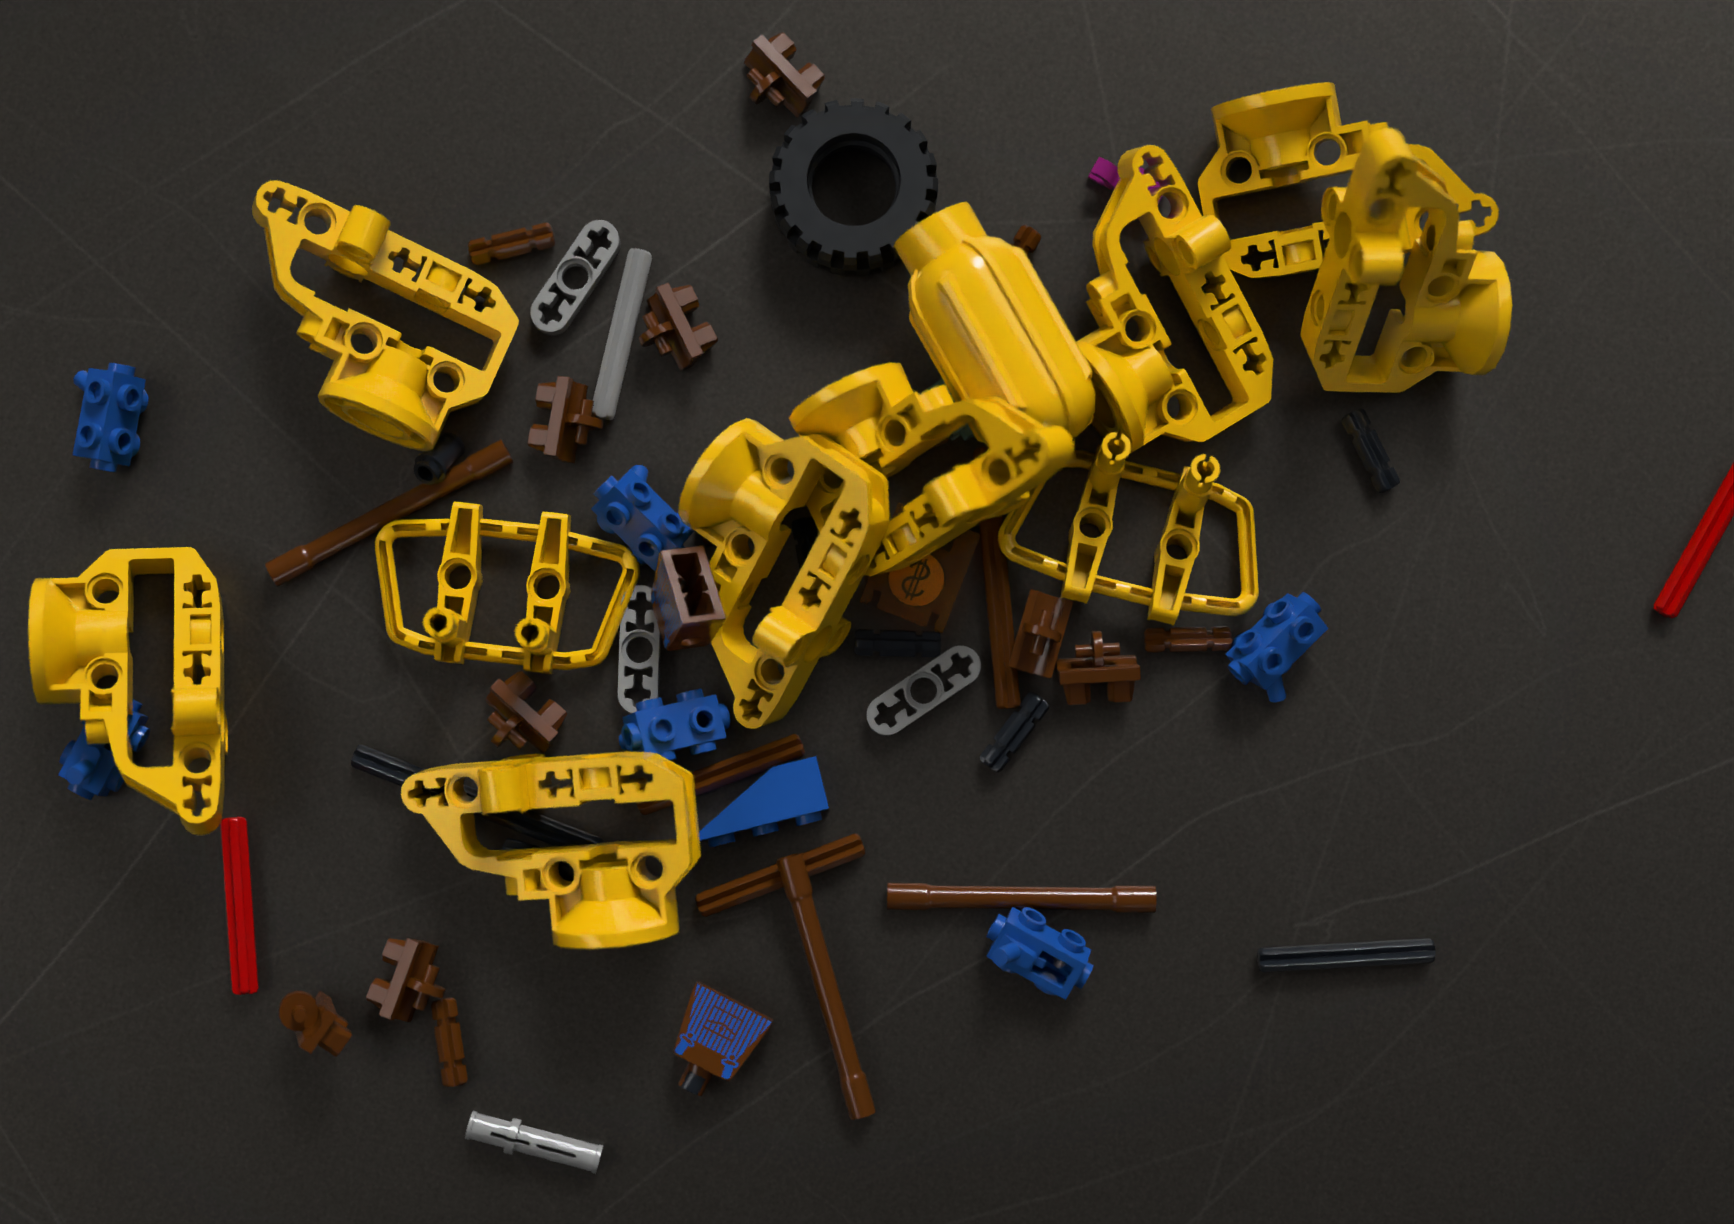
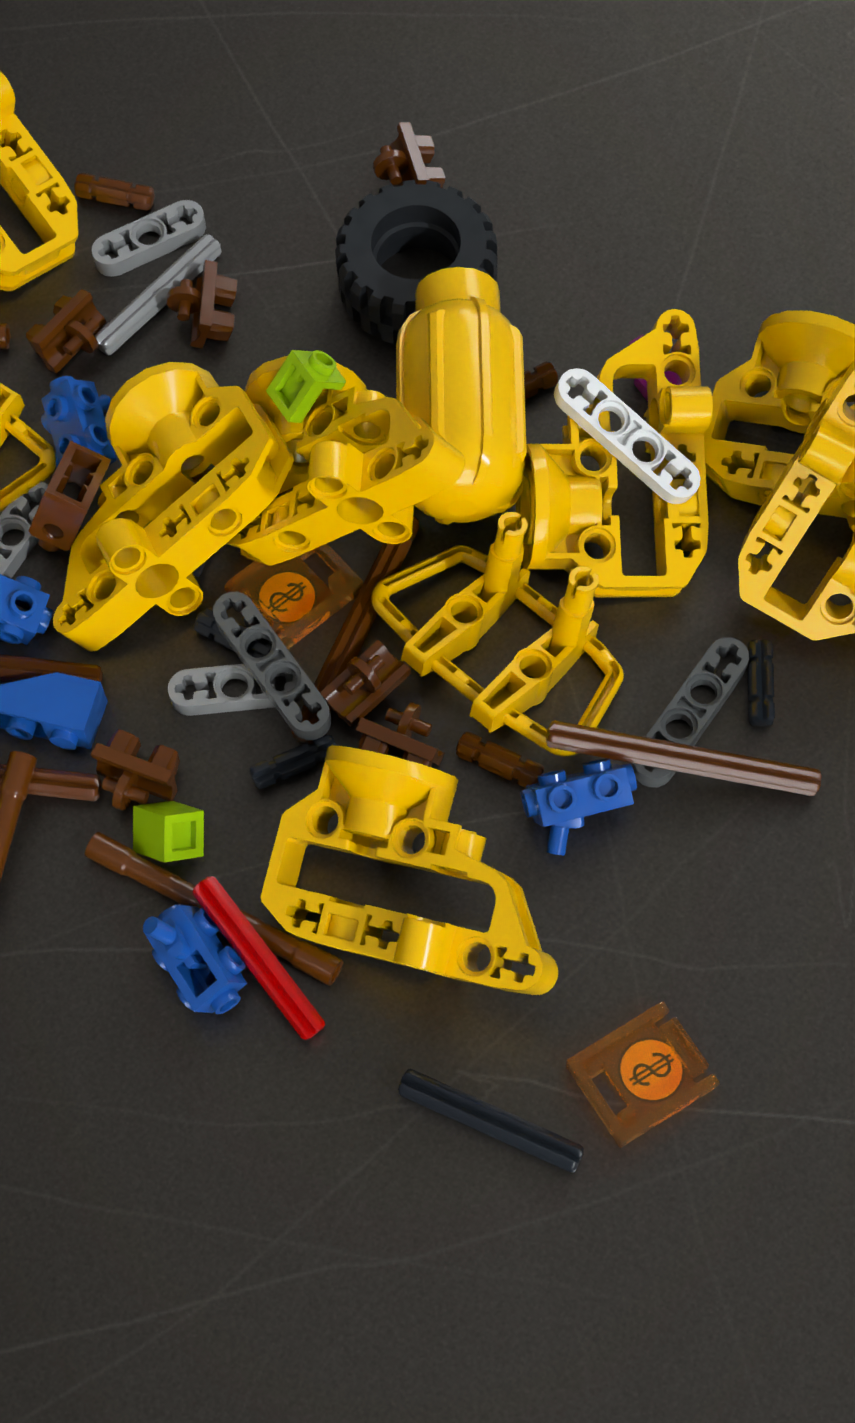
camera: 35 degrees right, 20 degrees down
(863, 407) = (302, 381): none -> lime bracket
(907, 809) = (133, 777): none -> reddish brown hips
(946, 852) = (168, 831): none -> lime panel
(954, 655) = (268, 667): none -> dark grey beam
(1088, 924) = (258, 958): none -> red axle
(1130, 750) = (380, 812): none -> yellow piece
(1161, 297) = (631, 431): none -> white beam
(1320, 508) = (696, 714): none -> dark grey beam
(1346, 563) = (683, 758): none -> reddish brown axle
(1449, 845) = (648, 1069): none -> clear orange container

